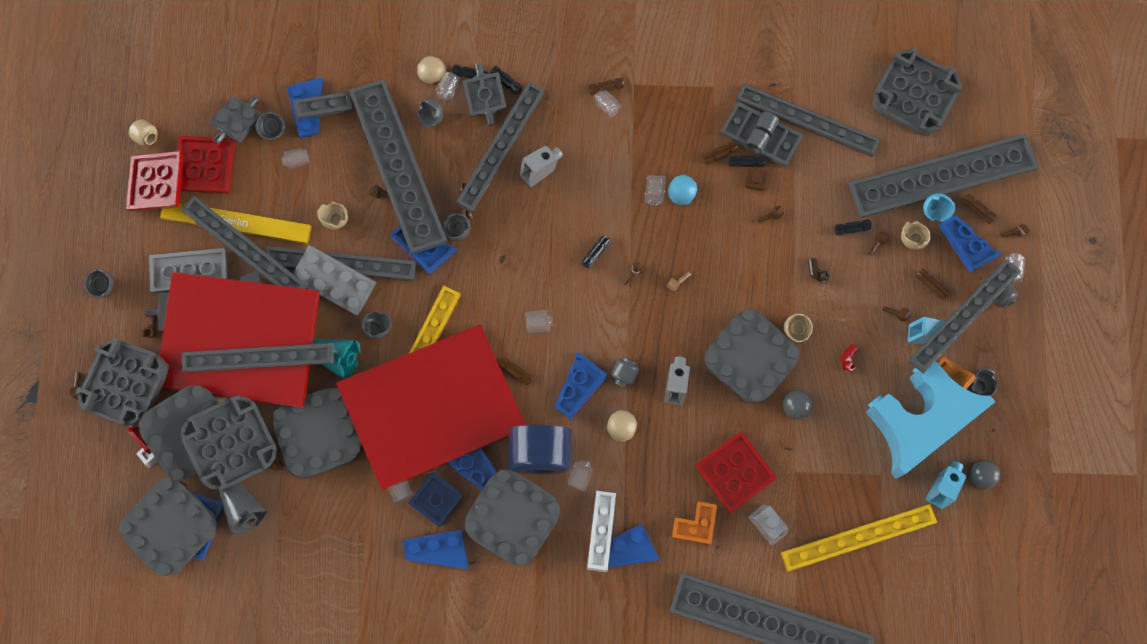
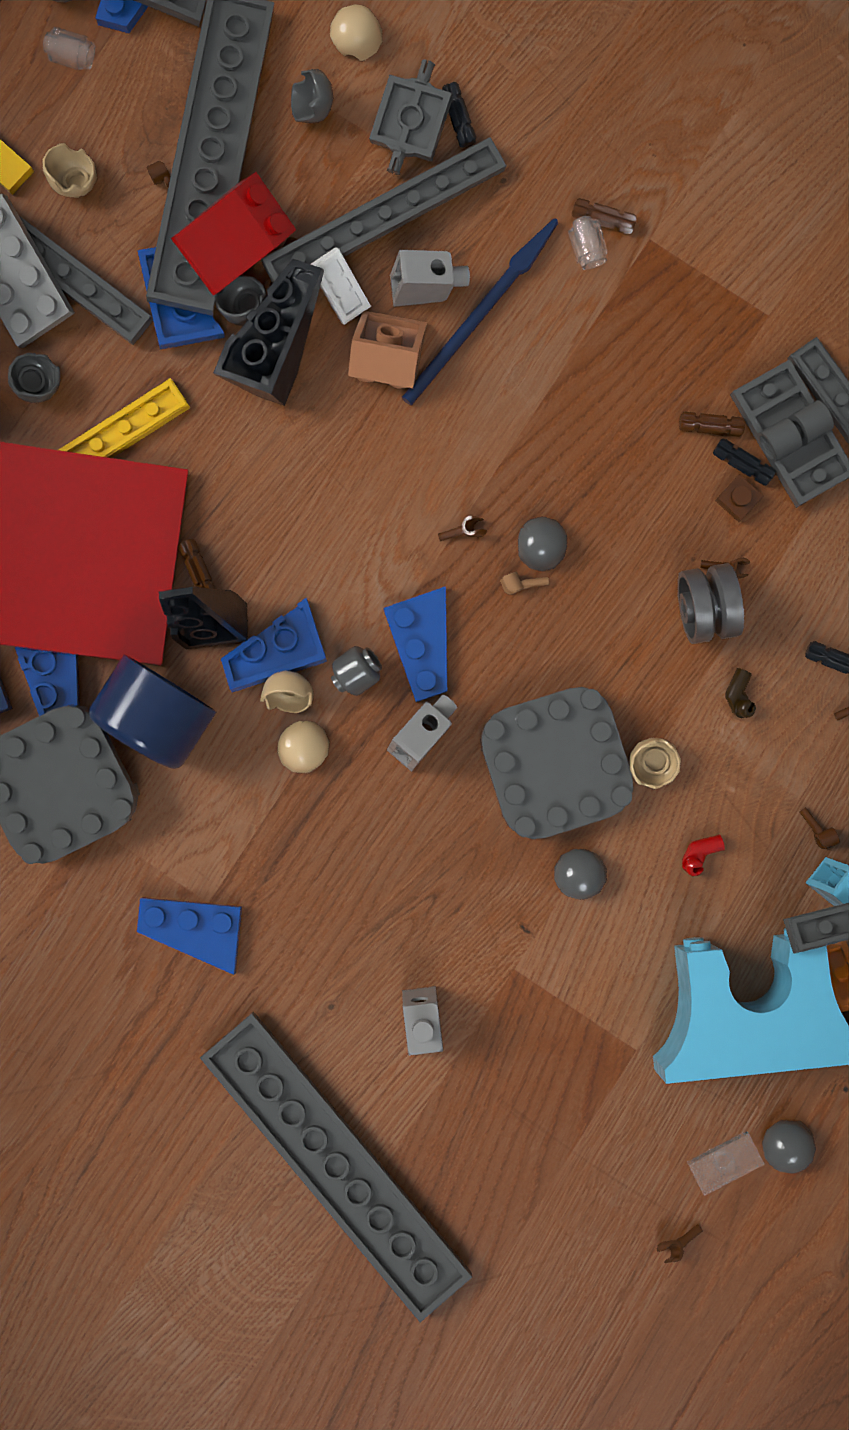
camera: 30 degrees right, 10 degrees up
(436, 196) = (234, 233): none -> red slope
(447, 86) = (363, 71): clear brick -> none
(466, 72) = (406, 64): black axle -> none
(484, 239) = (271, 343): none -> black wedge
(500, 192) = (341, 286): none -> white plate
(537, 388) = (204, 616): none -> black wedge
(538, 322) = (275, 518): clear brick -> none
(542, 209) = (387, 349): none -> nougat slope
(579, 132) = (519, 264): none -> dark blue piece
(580, 476) = (194, 784): clear brick -> none
(596, 251) = (427, 463): black axle -> none
(598, 402) = (287, 692): none -> tan hair
(601, 531) = (173, 883): white plate -> none
(647, 339) = (421, 641): none -> blue wing
(655, 189) = (575, 421): clear brick -> none
(675, 257) = (542, 543): none -> dark grey hair
(682, 190) = (617, 447): medium azure hair -> none
(701, 528) = (317, 967): orange plate -> none
(735, 472) = (424, 917): red plate -> none
(775, 235) = (710, 603): none -> flat silver wheel
(858, 537) = (544, 1121): yellow tile -> none
(947, 486) = (721, 1131): medium azure torso -> none
(958, 509) = (725, 1163): none -> clear plate
(964, 557) = (677, 1246): none -> reddish brown hand

